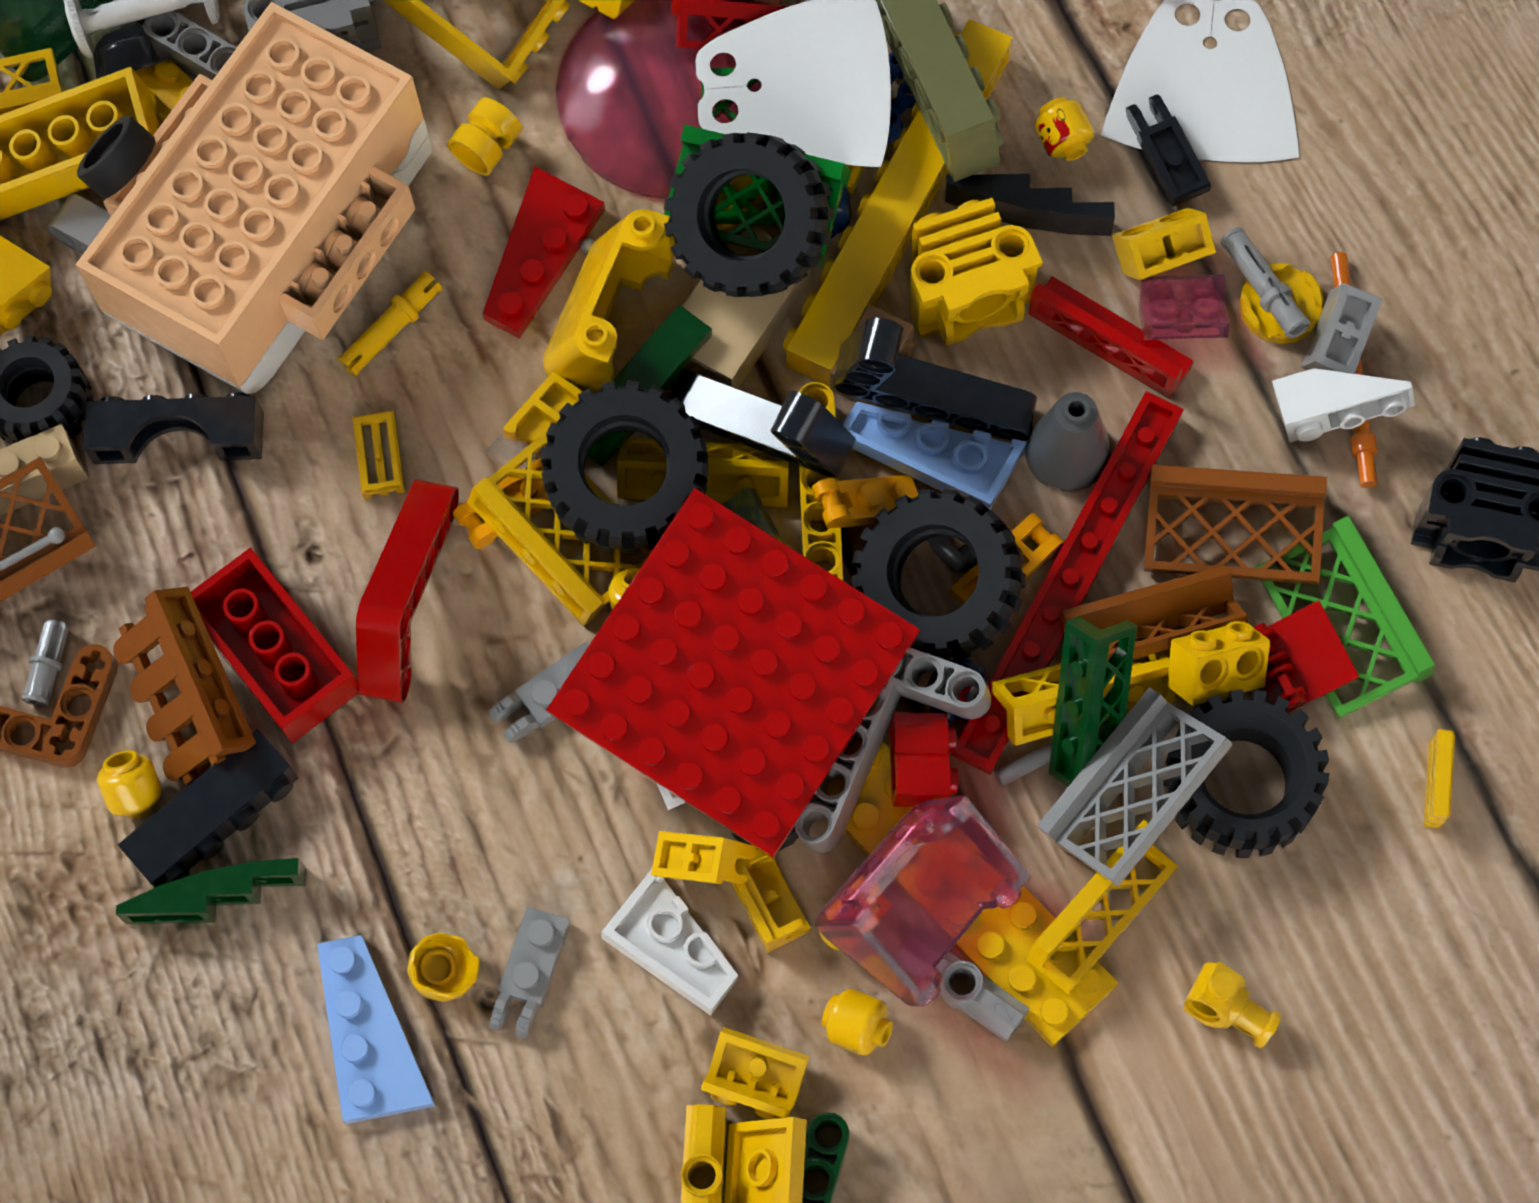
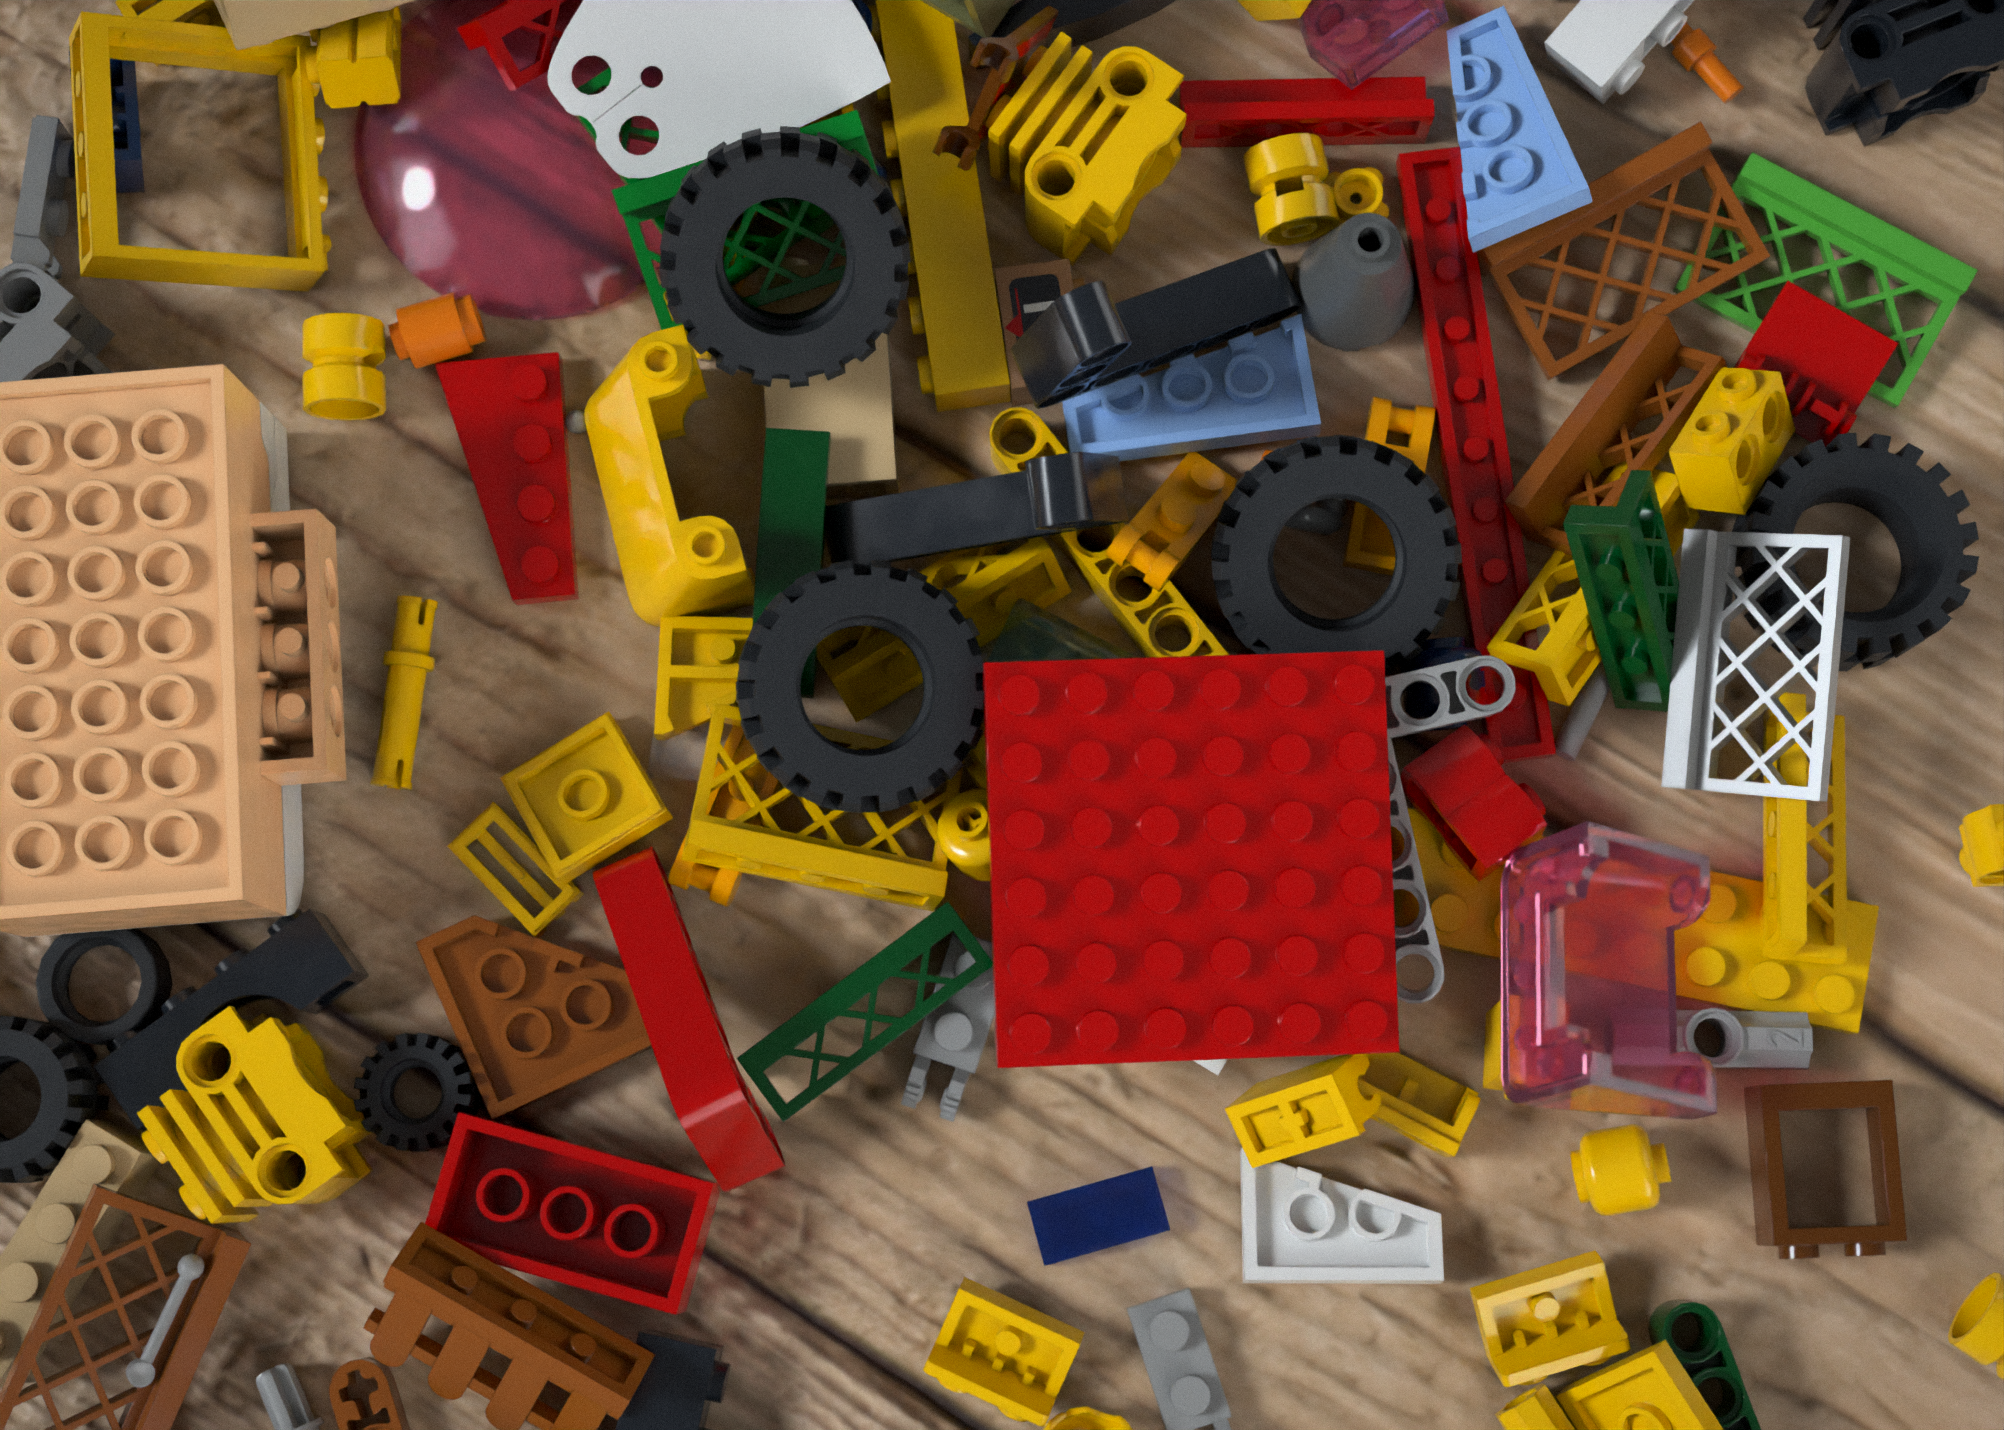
camera: 35 degrees left, 10 degrees up
(116, 340) = (56, 971): none -> black tyre
(146, 485) = (249, 1128): none -> yellow piece
(233, 509) = (378, 1088): none -> black tyre
(326, 528) = (530, 1011): none -> dark orange plate
(442, 440) = (586, 798): none -> yellow plate
(442, 880) = (1003, 1353): none -> yellow bracket
(503, 636) = (848, 992): none -> dark green fence
(549, 149) = (437, 329): none -> orange brick
(550, 848) = (1098, 1216): none -> clear blue tile
(945, 196) = (1008, 59): none -> reddish brown flag
(1000, 1062) = (1767, 1166): none -> reddish brown window
(1070, 366) = (1289, 180): none -> yellow wheel
(1114, 394) = (1362, 182): none -> yellow plate
(1213, 417) = (1508, 136): none -> light blue wing

